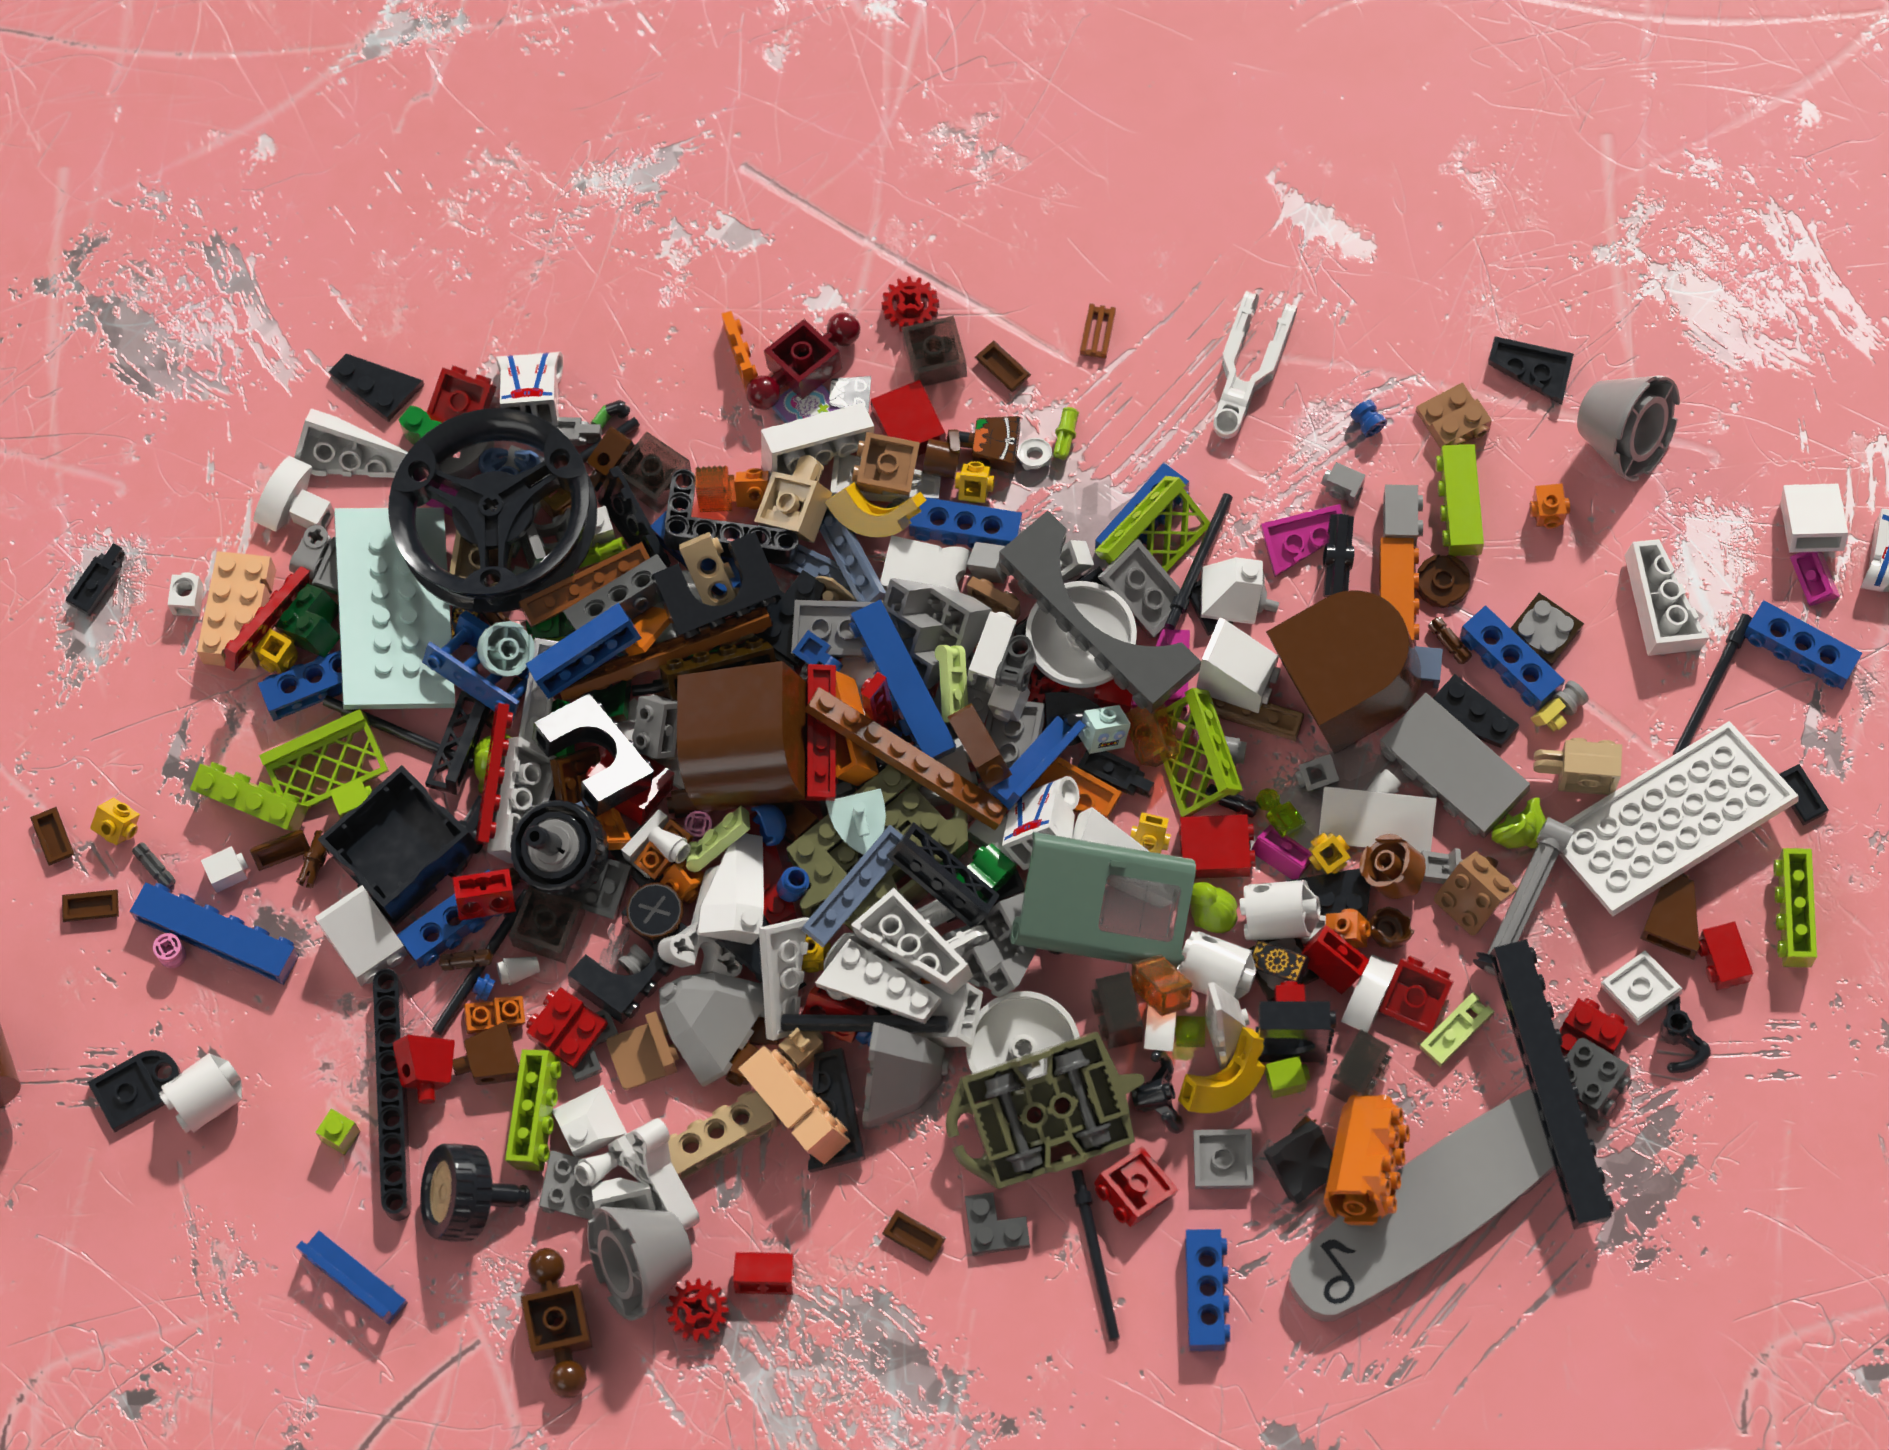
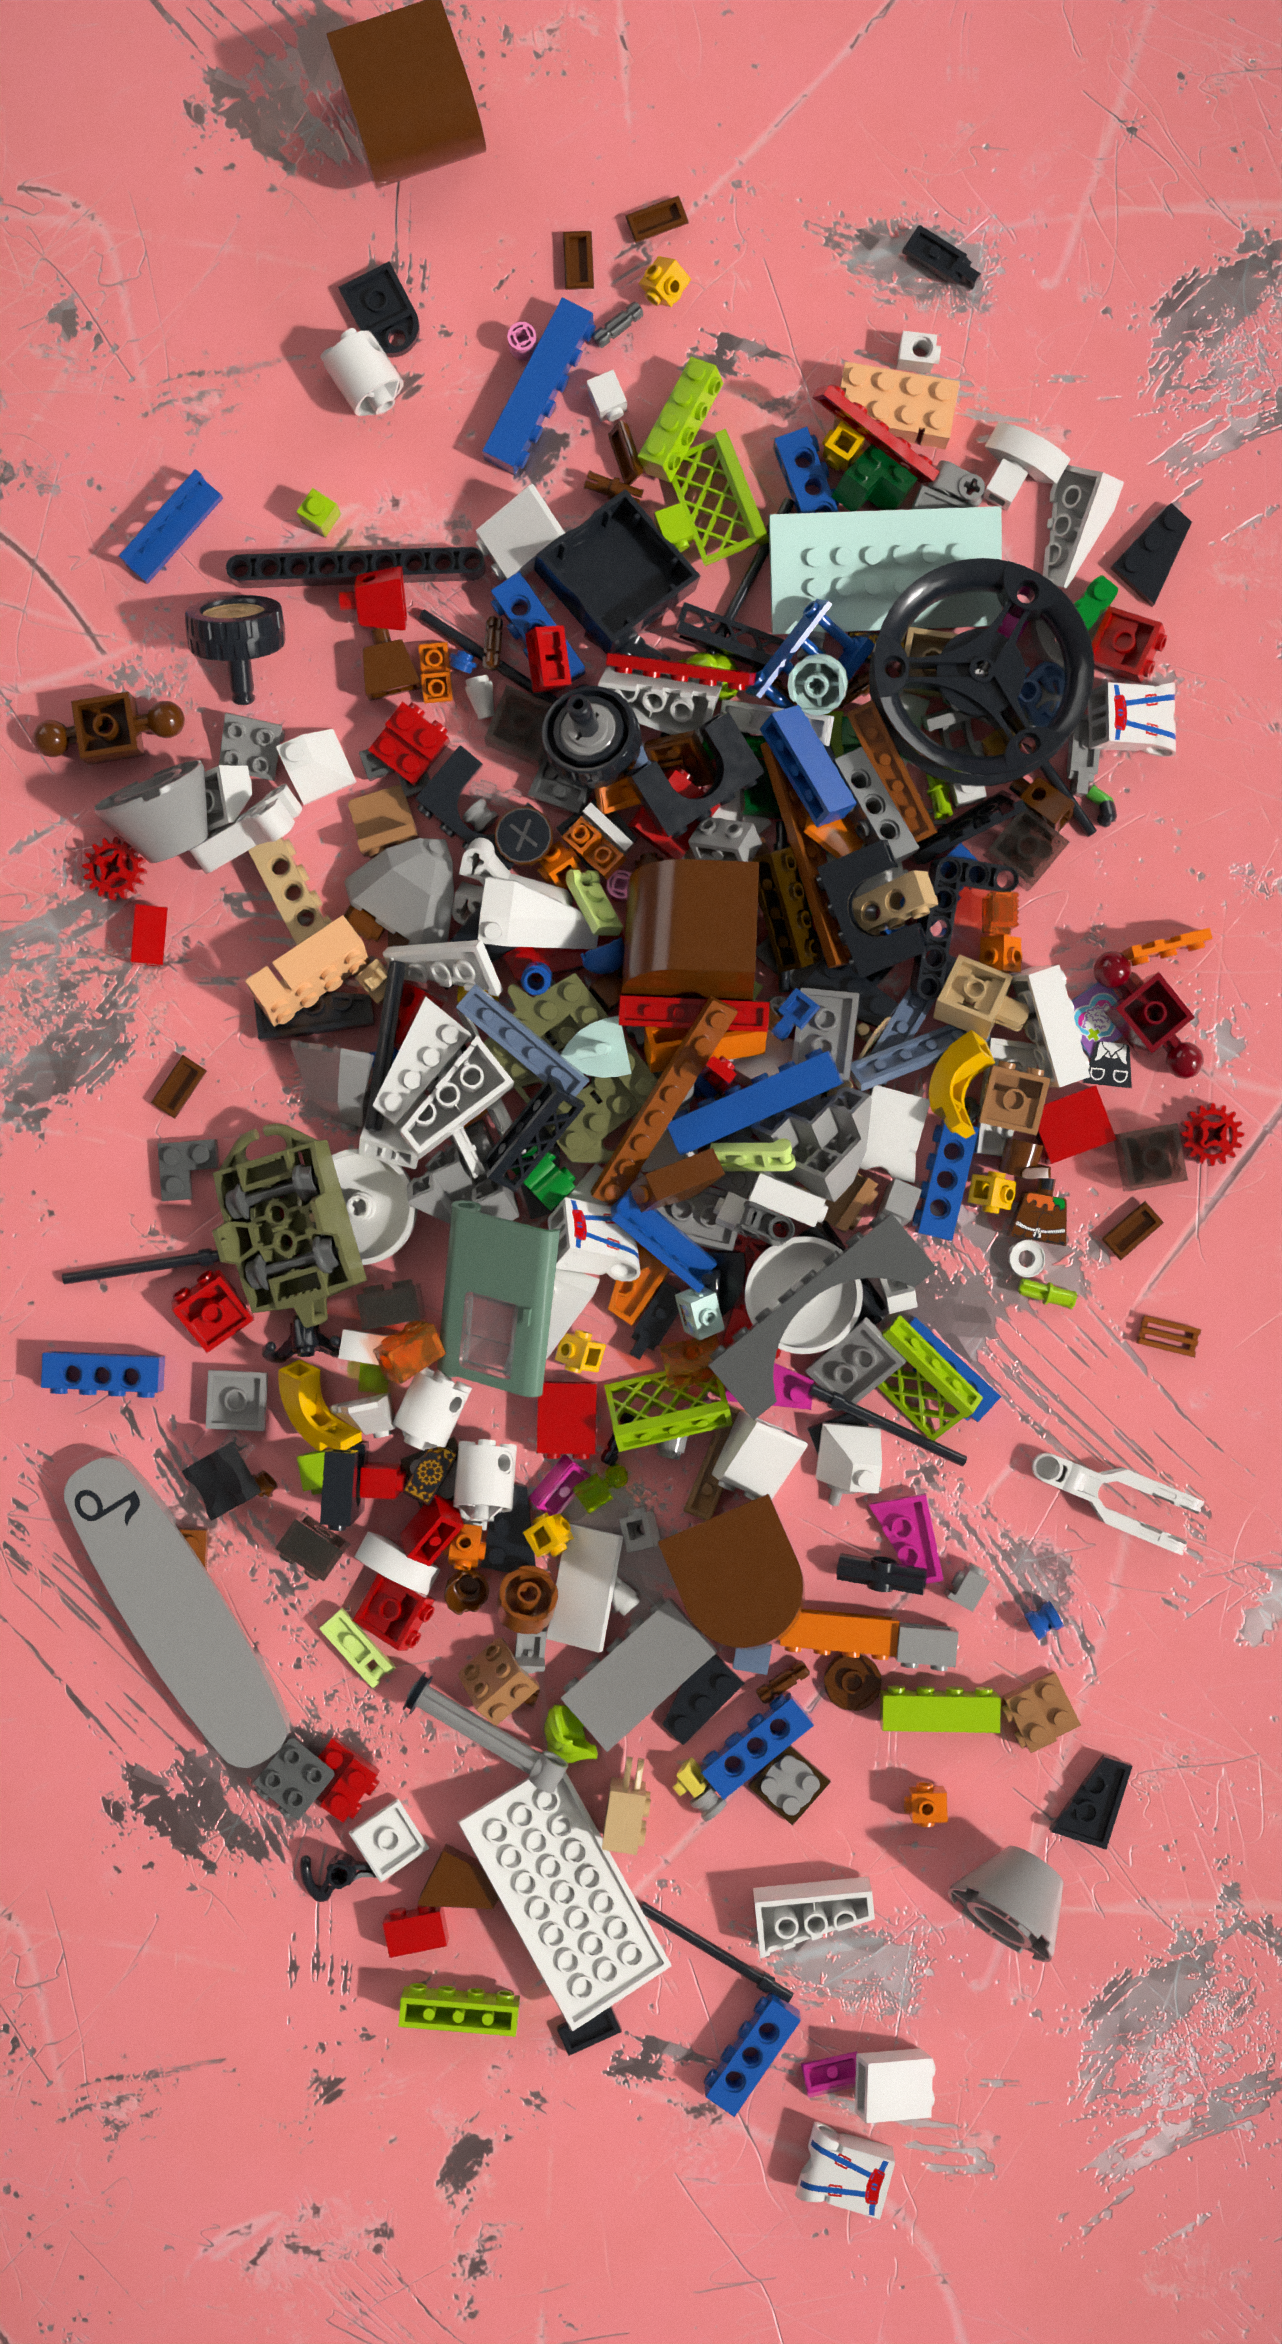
camera: 90 degrees right, 20 degrees up
(533, 1110) = (325, 708): lime brick -> none
(594, 1168) = (261, 769): white cone -> none
(670, 845) = (590, 853): white cone -> none
(1213, 908) = (500, 1412): lime hair -> none
(1364, 1160) = (210, 1544): orange brick -> none
(1551, 1085) = (278, 1740): black brick -> none

